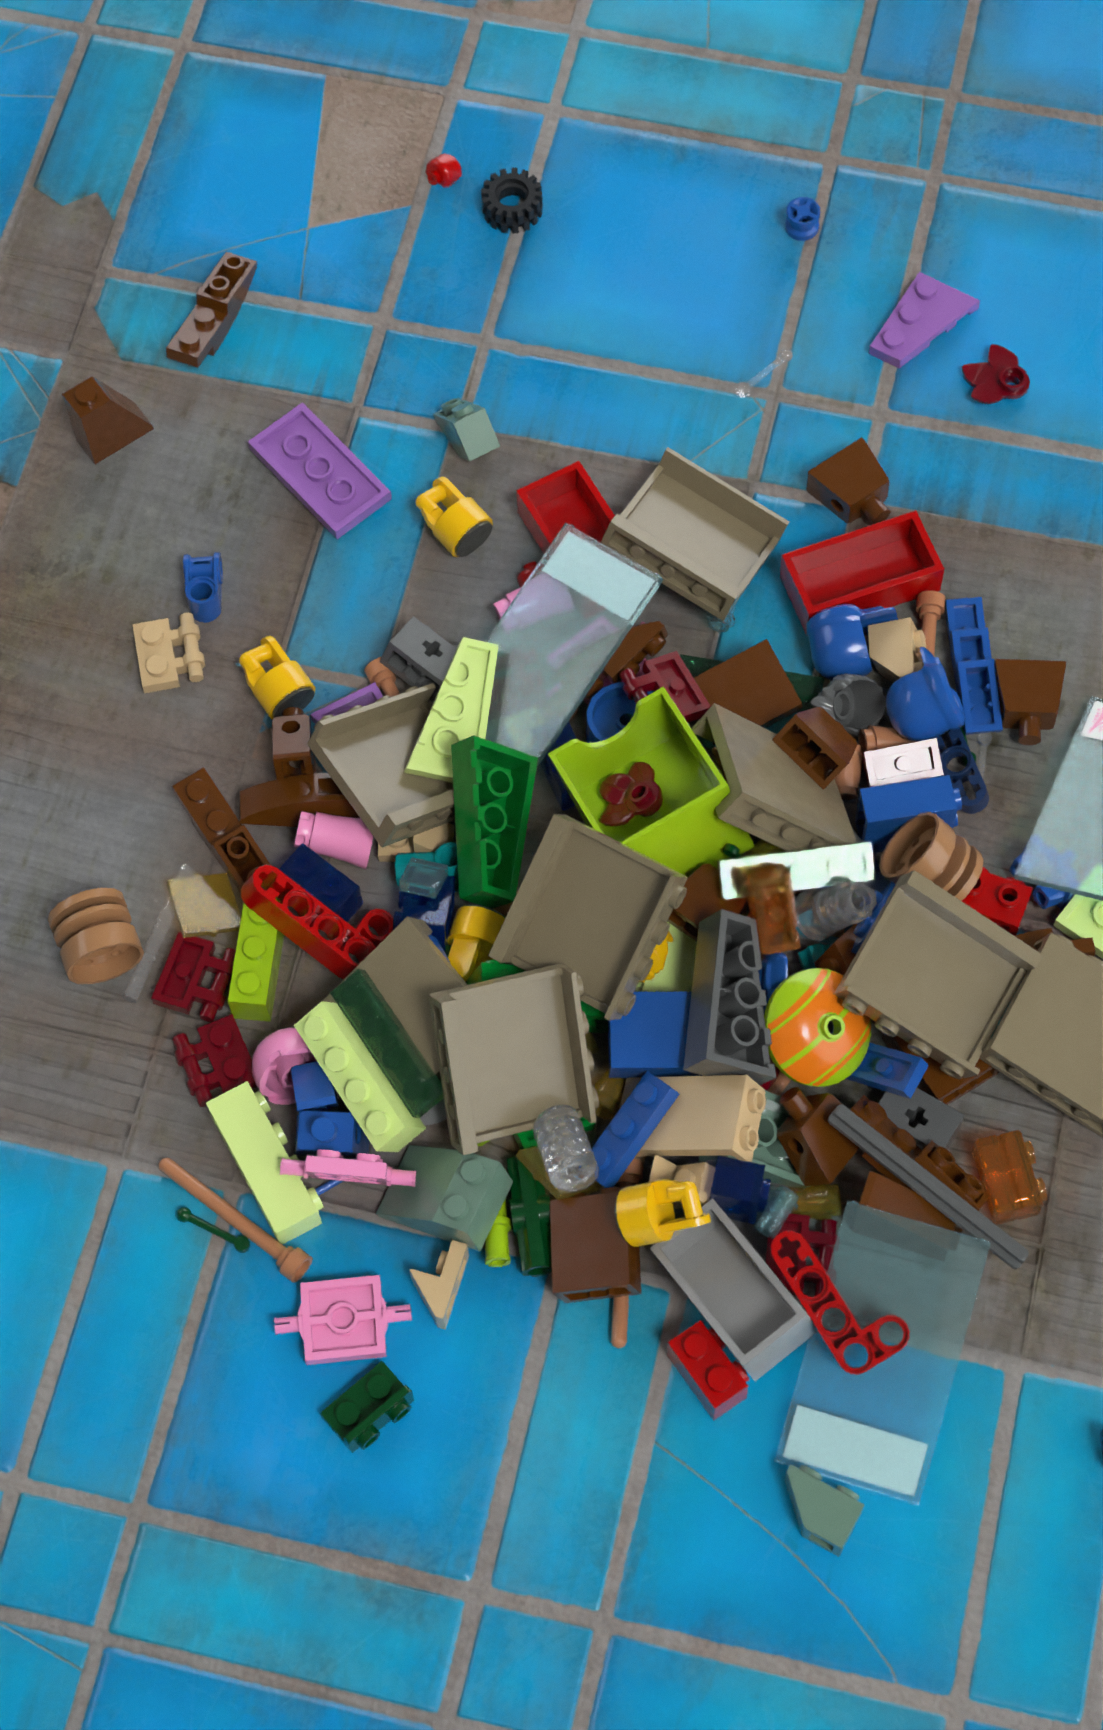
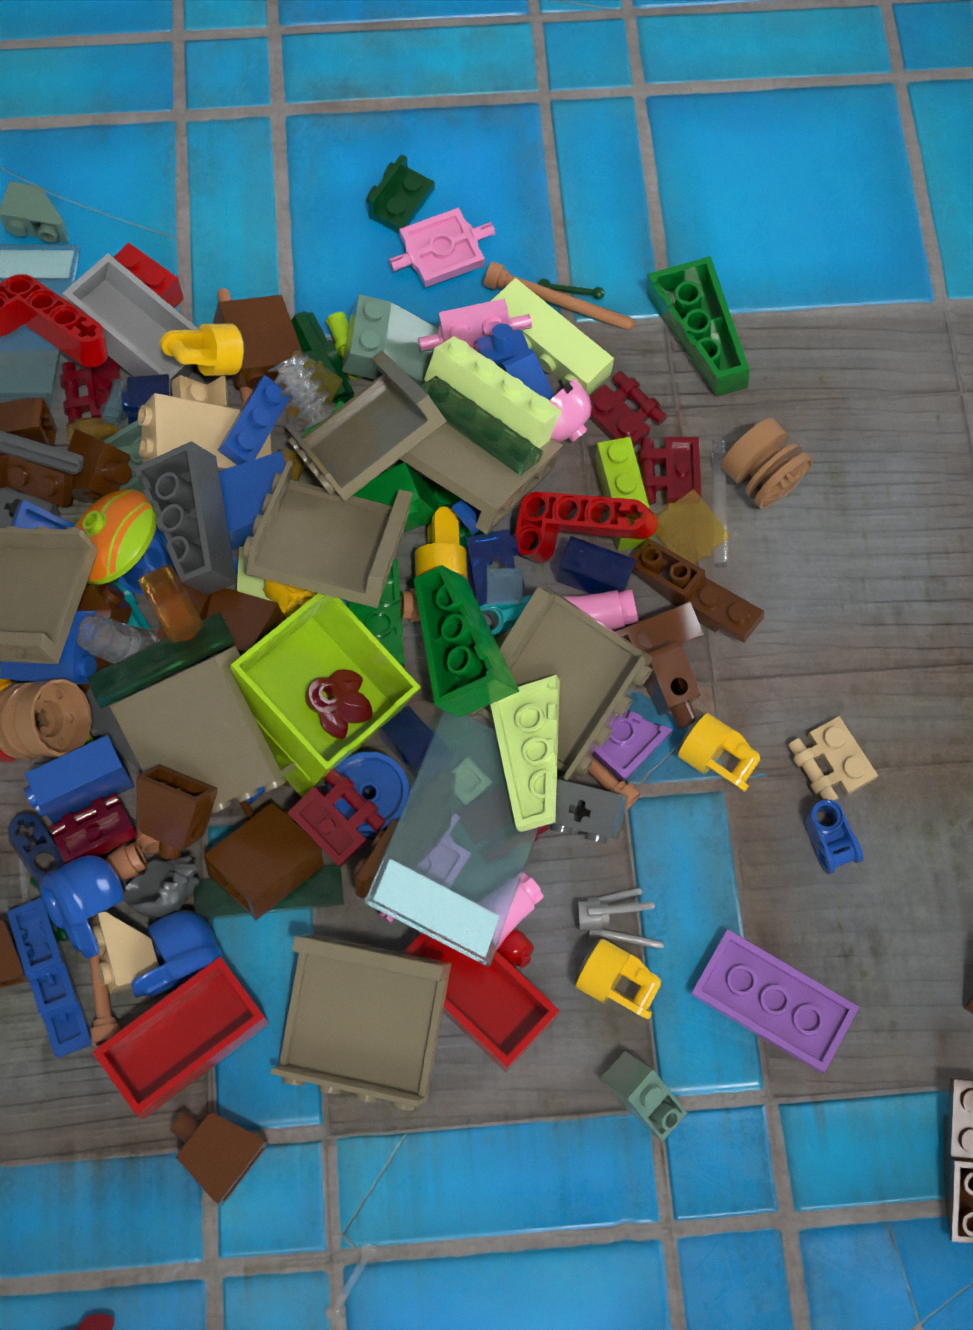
camera: 155 degrees right, 5 degrees up
(86, 1137) = (700, 319): none -> green wedge
(440, 1292) = (377, 280): tan slope -> none
(450, 578) = (595, 914): none -> light grey plant

